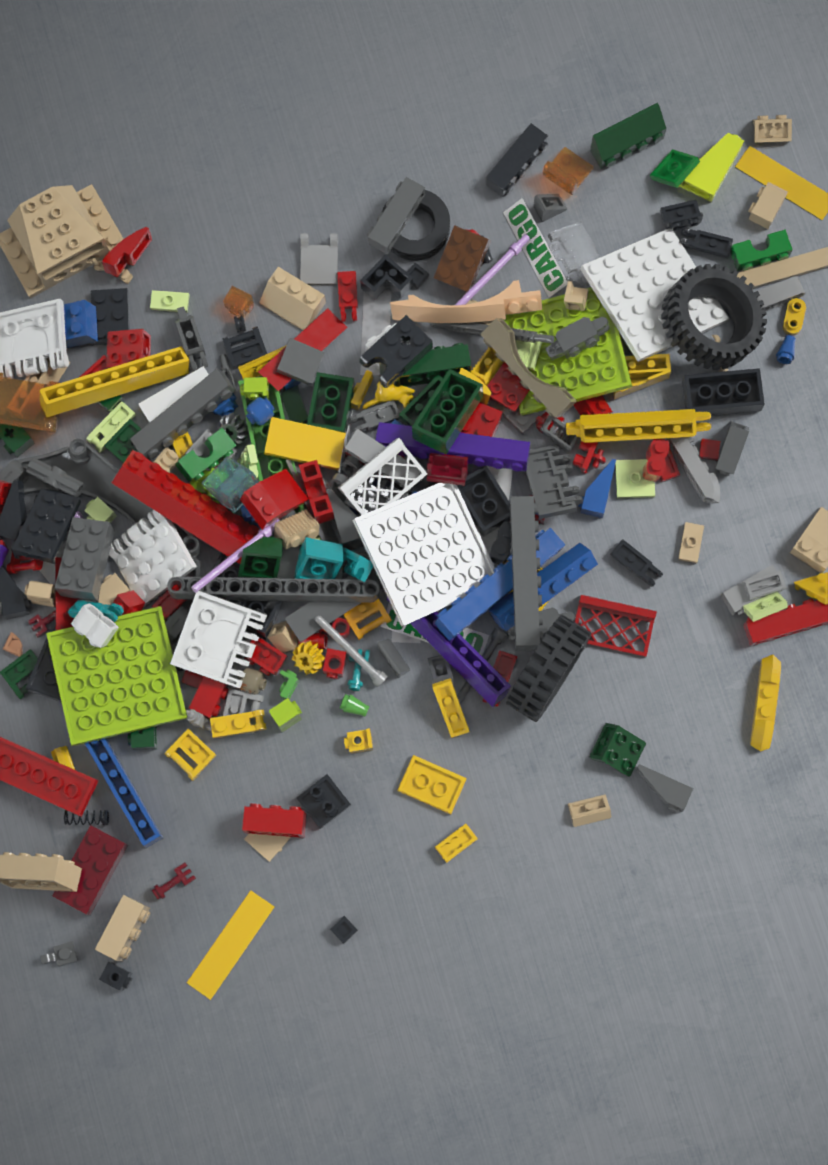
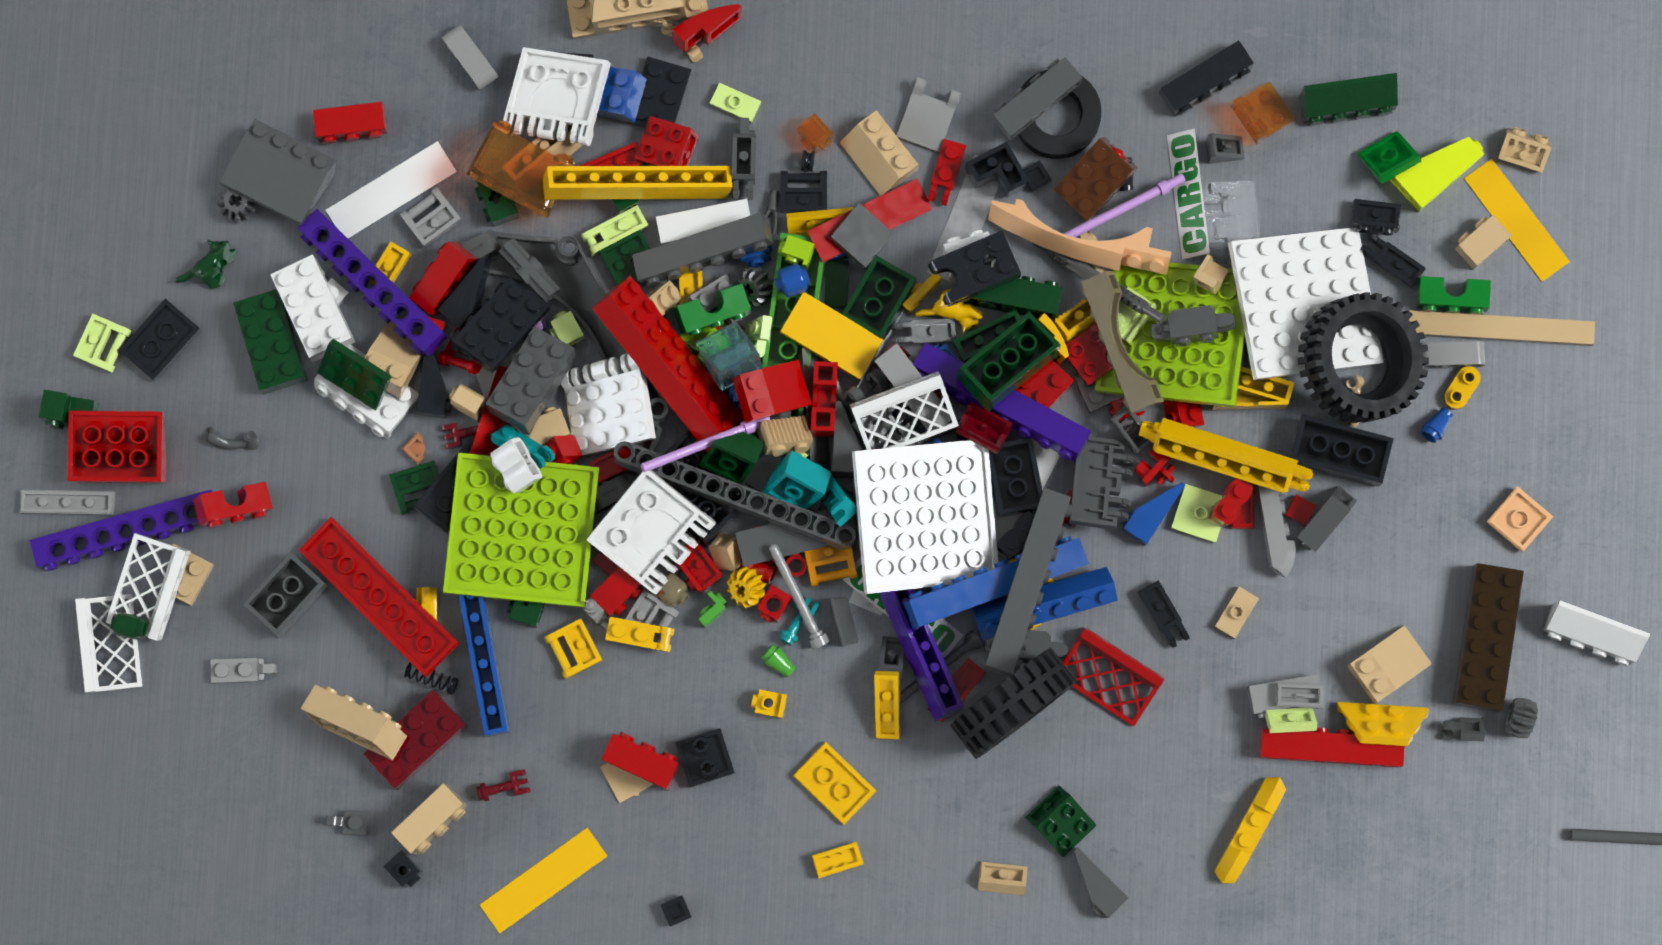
camera: 20 degrees right, 5 degrees up
(286, 714) = (697, 643): lime brick -> none

